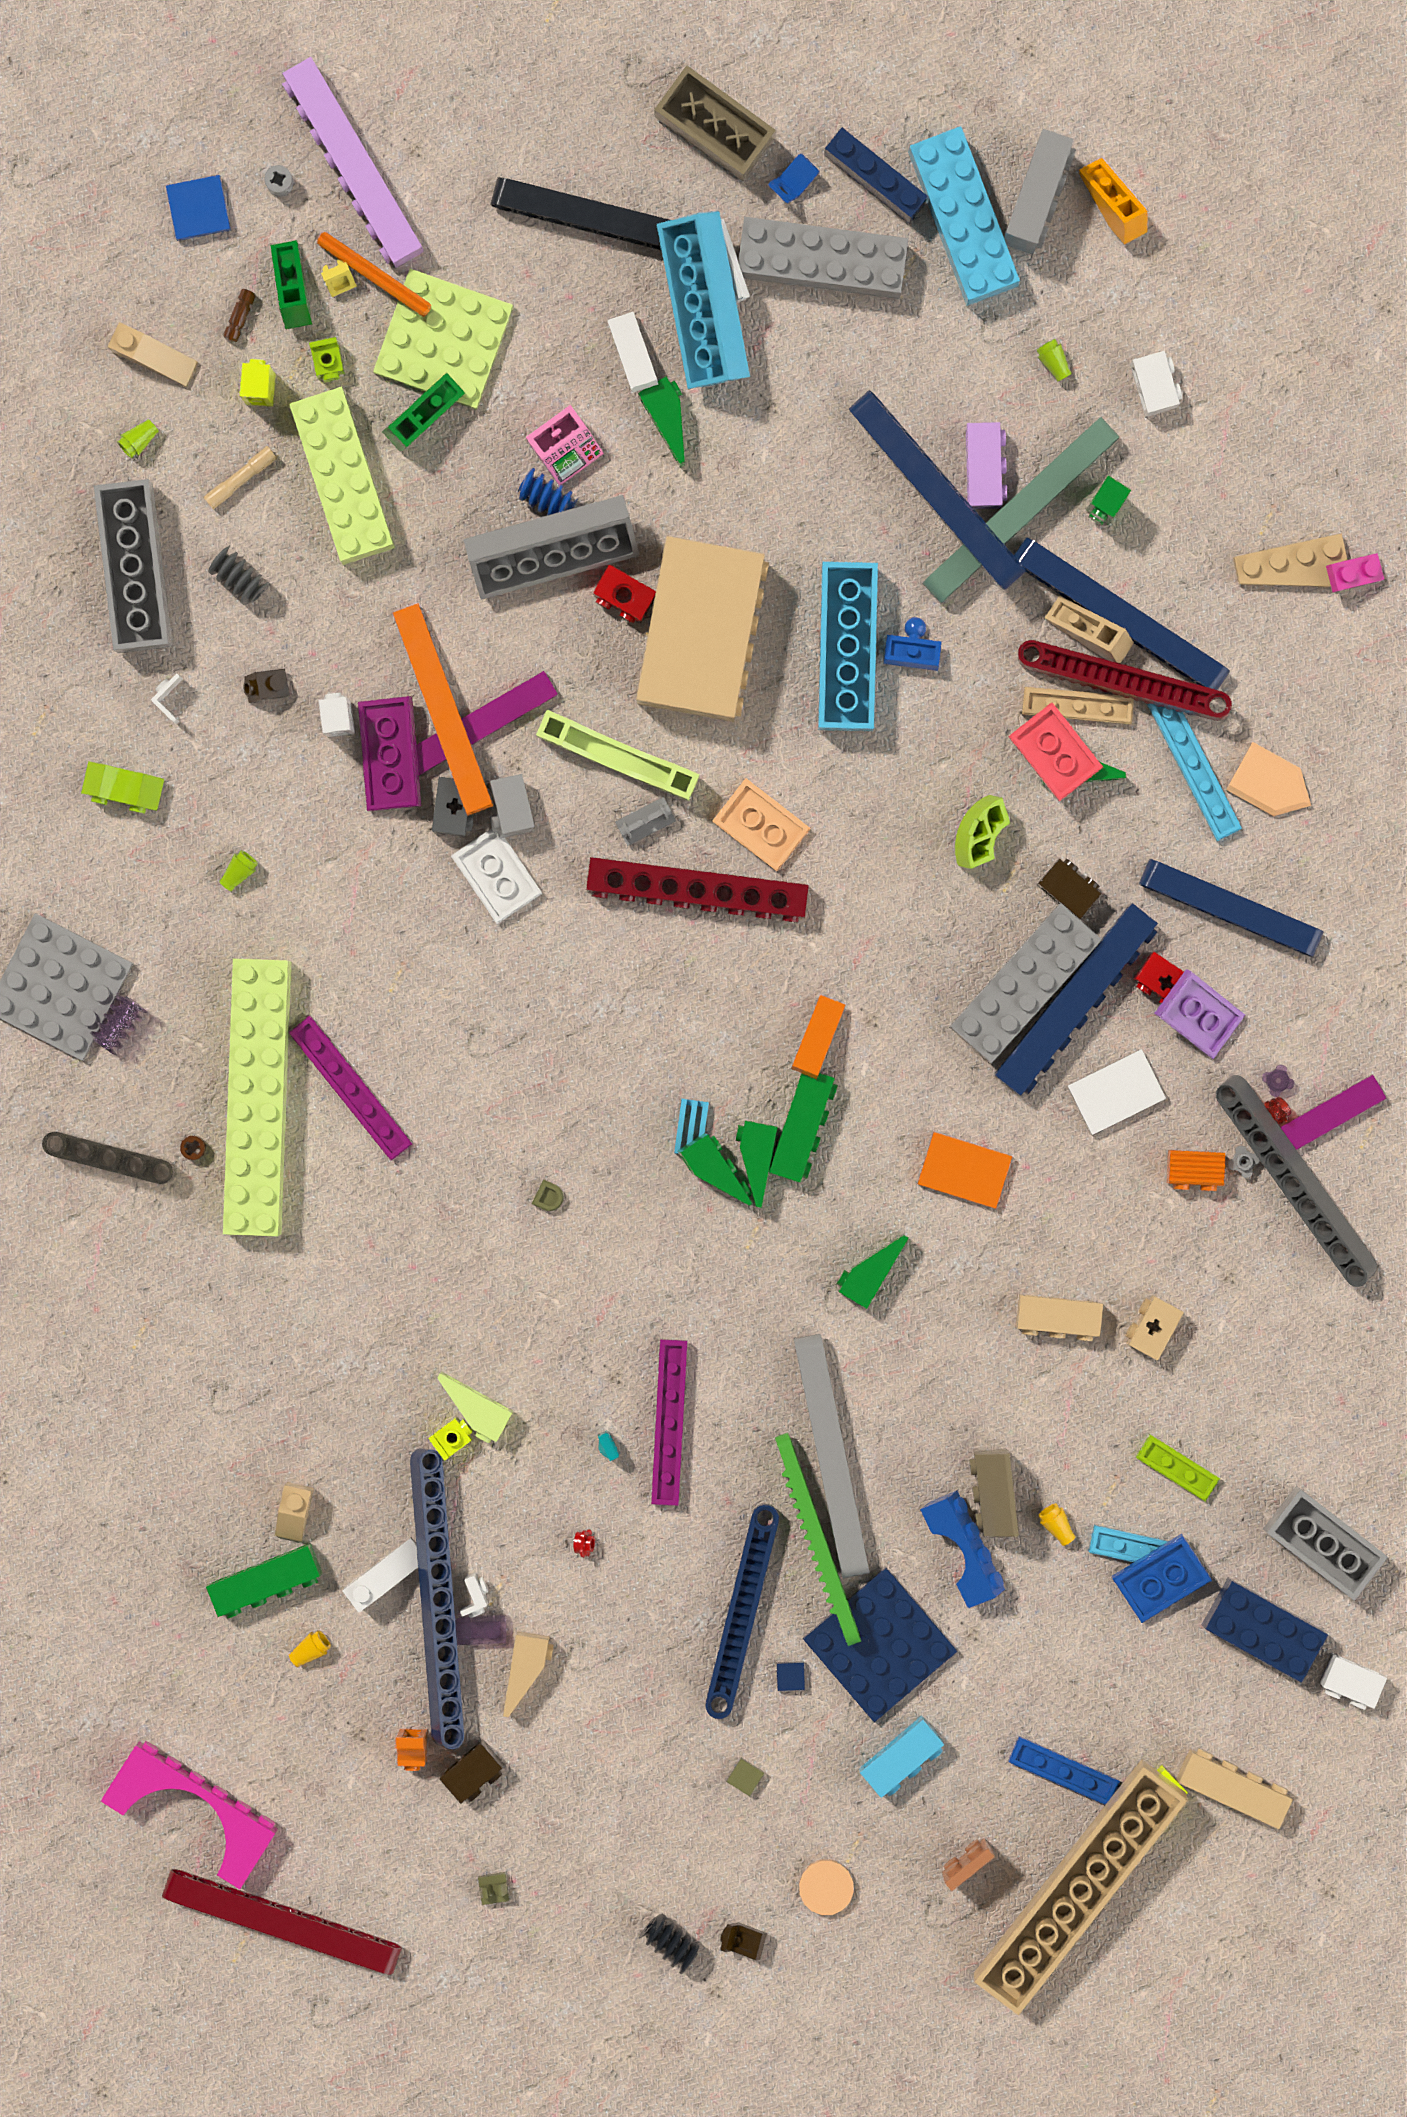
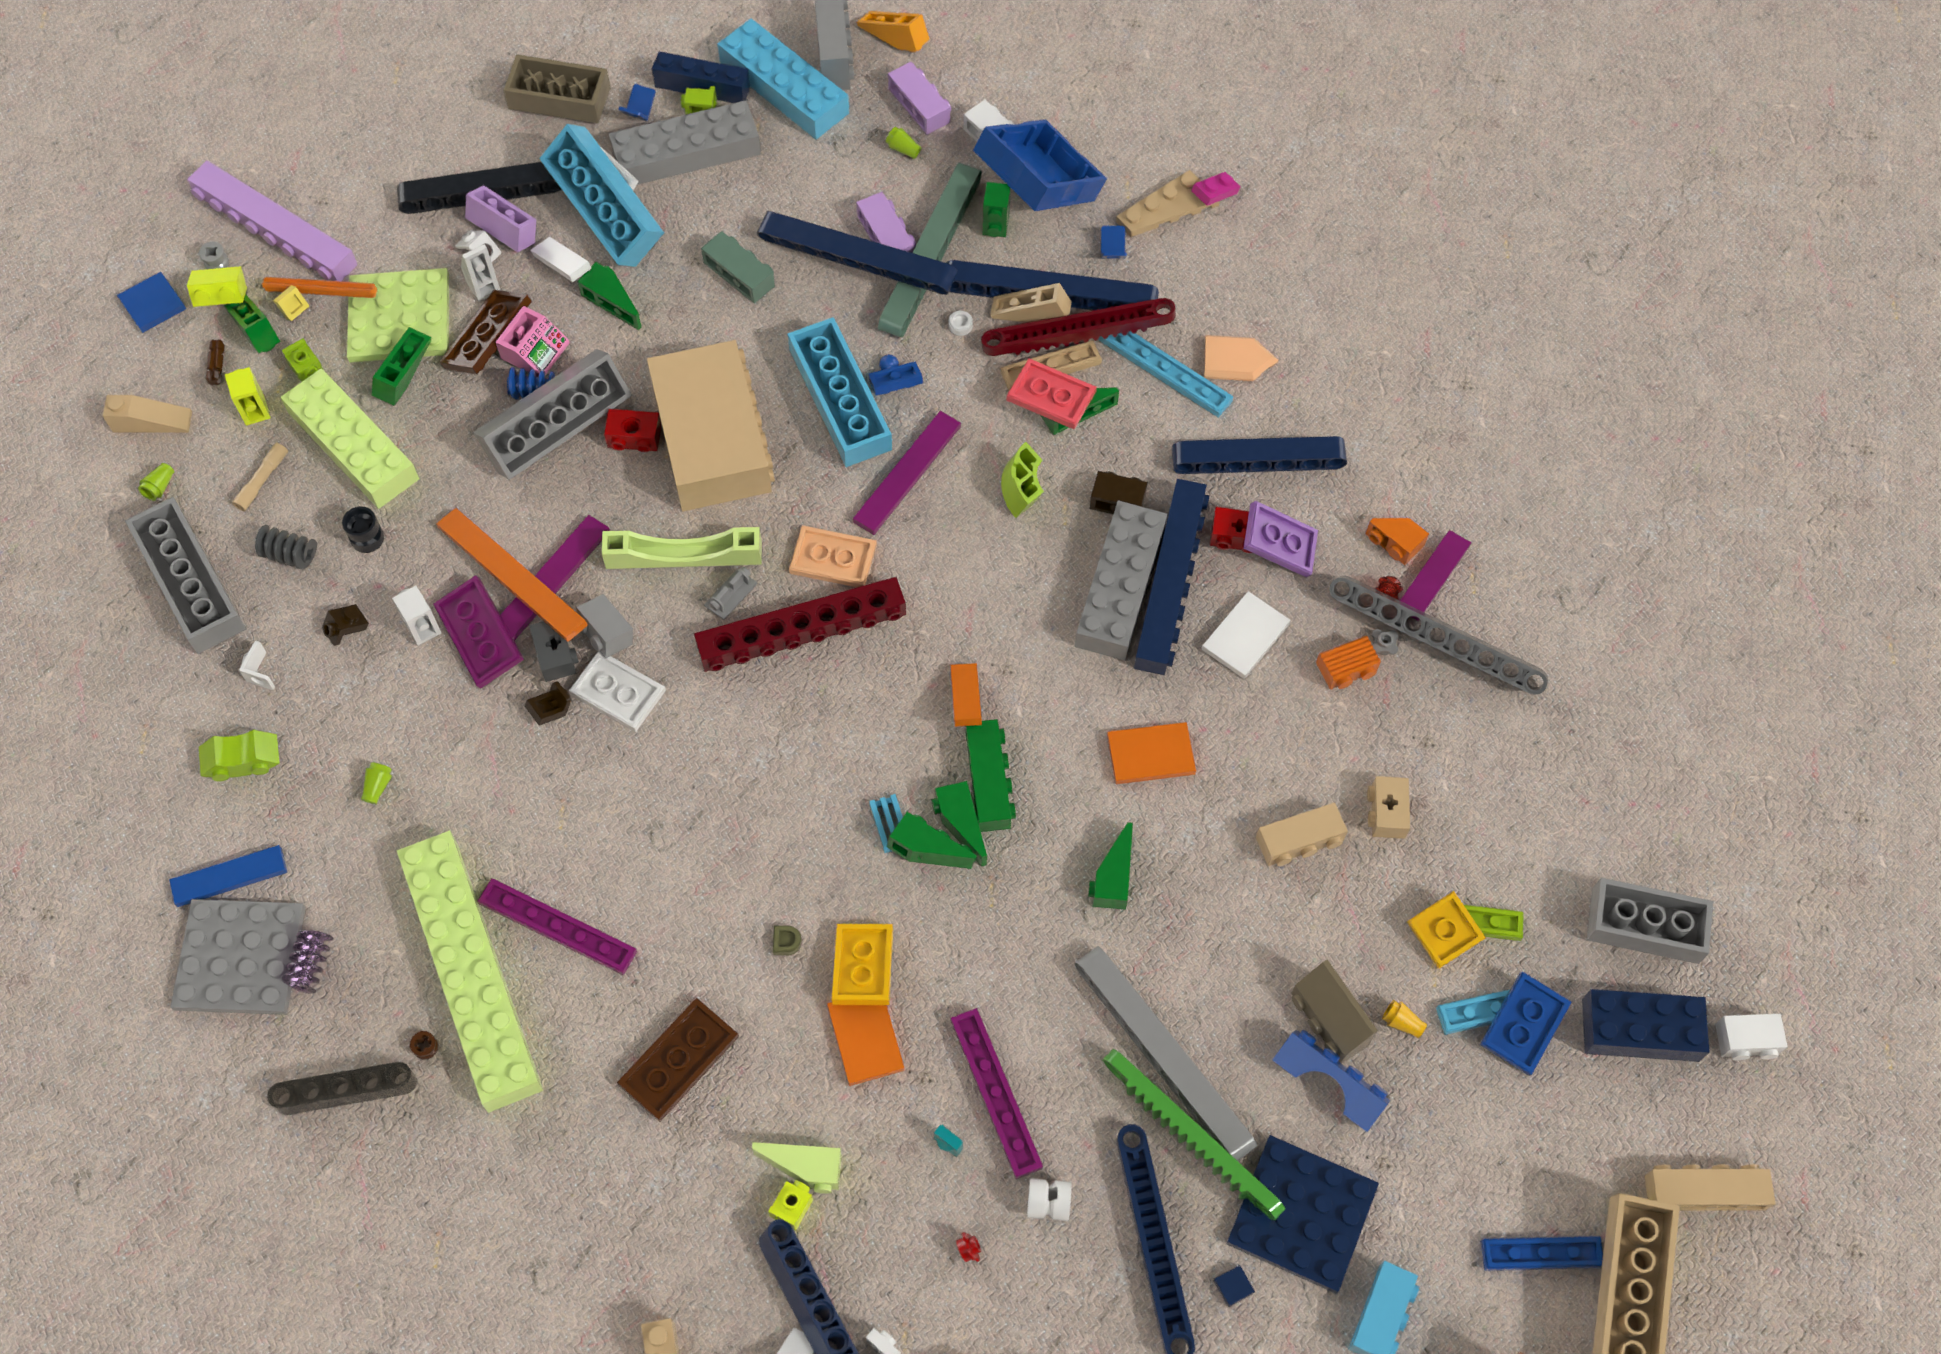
camera: 25 degrees left, 25 degrees down
(74, 902) = (228, 876): none -> blue tile
(270, 226) = (216, 286): none -> neon yellow brick
(319, 591) = (363, 529): none -> black wheel
(408, 1264) = (678, 1059): none -> reddish brown plate
(426, 864) = (549, 705): none -> dark brown bracket
(522, 408) = (479, 337): none -> reddish brown plate
(541, 335) = (479, 272): none -> white slope
(552, 285) = (475, 239): none -> white bracket
(579, 1318) = (865, 1041): none -> orange tile
(589, 272) = (500, 218): none -> lavender brick
(605, 1254) = (862, 964): none -> yellow plate
(660, 1532) = (1038, 1198): none -> white wheel
(812, 442) = (738, 266): none -> sand green brick
(860, 207) = (698, 100): none -> lime brick
(876, 763) = (906, 472): none -> magenta tile
(1010, 612) = (960, 323): none -> white tile
(1099, 308) = (919, 97): none -> lavender brick
(1139, 1463) = (1446, 929): none -> yellow tile
(1177, 472) = (1039, 164): none -> blue tile
(1212, 592) = (1113, 242): none -> blue bracket
(1270, 1079) = (1371, 573): clear purple plate -> none
(1319, 1062) = (1398, 536): none -> orange slope

